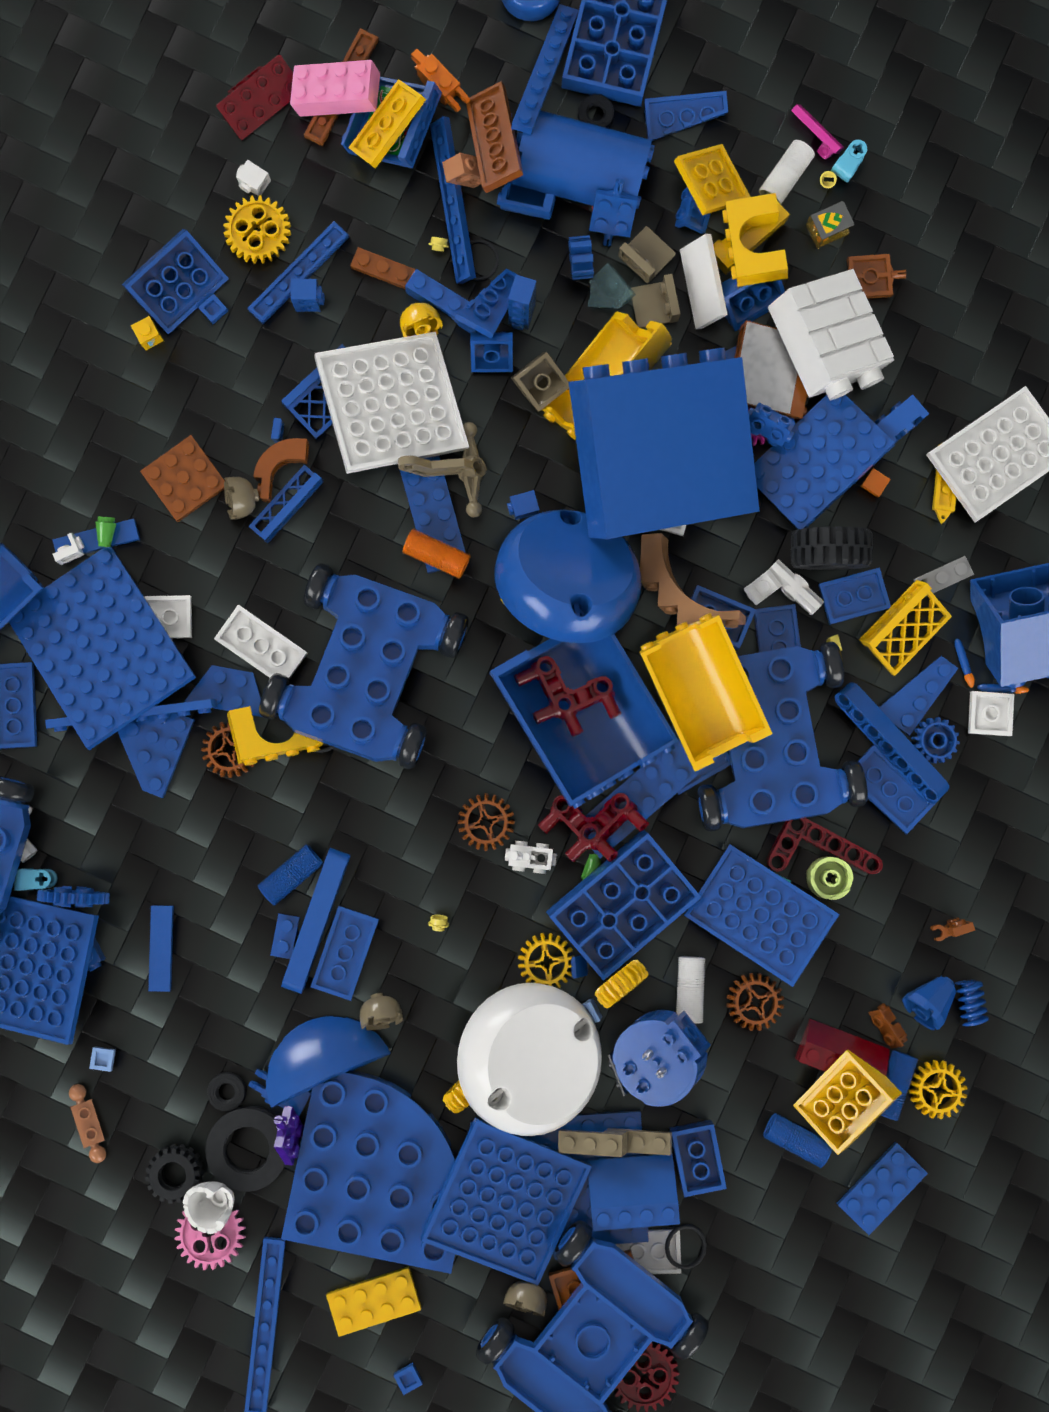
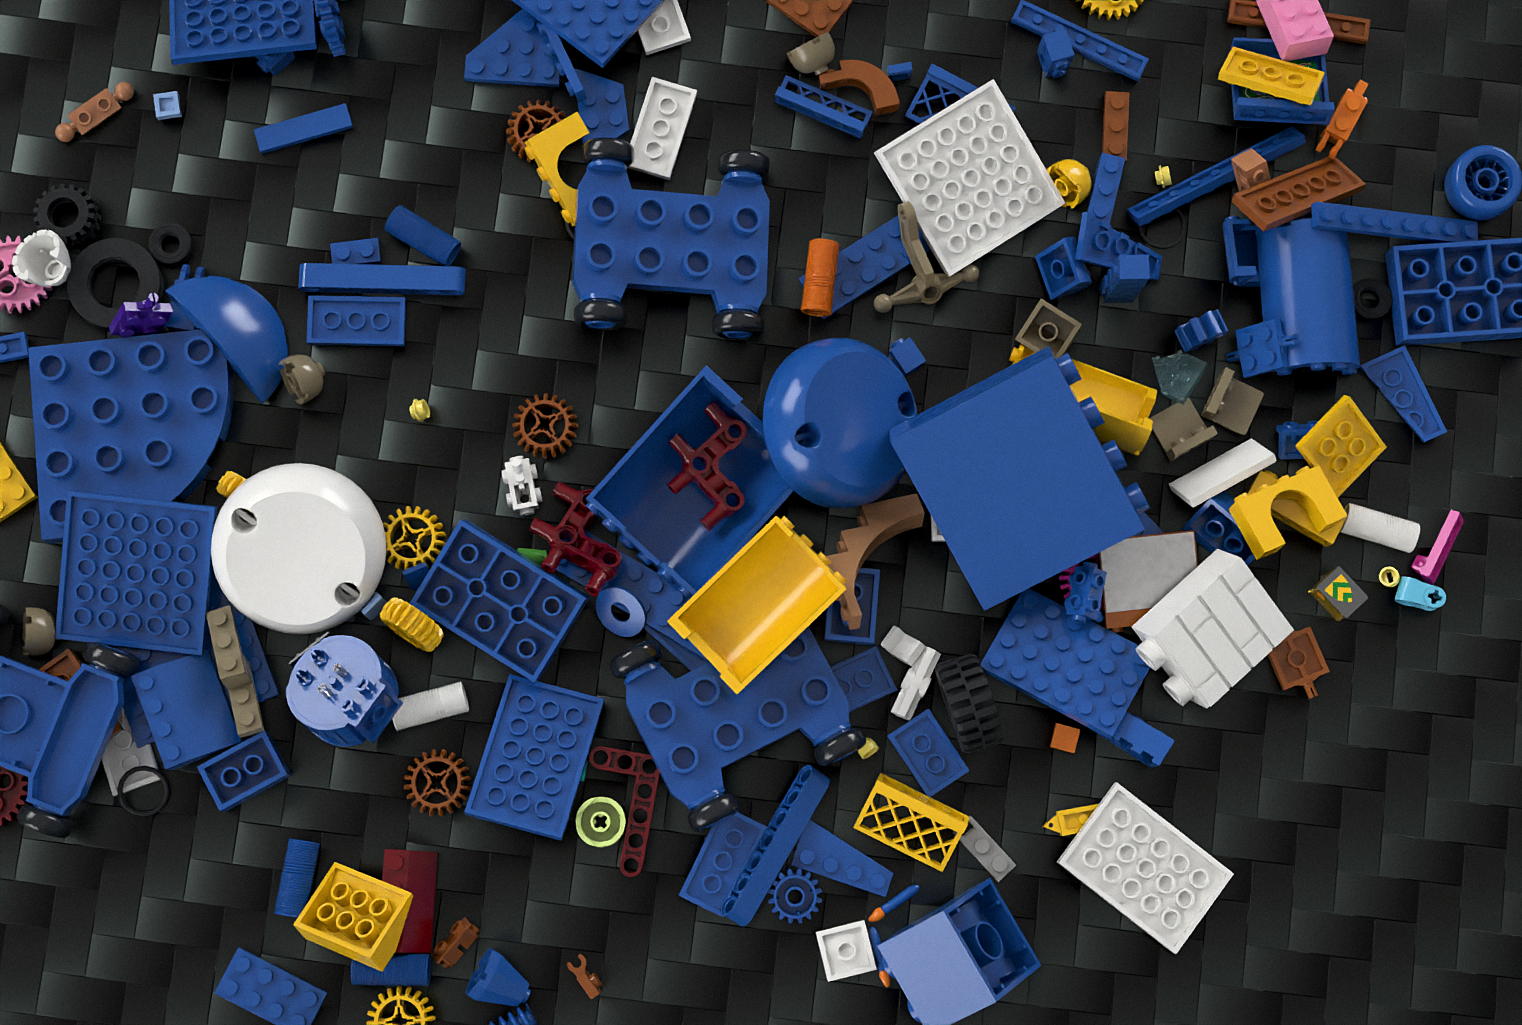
camera: 70 degrees right, 5 degrees down
(668, 794) = (620, 595): none -> blue gear

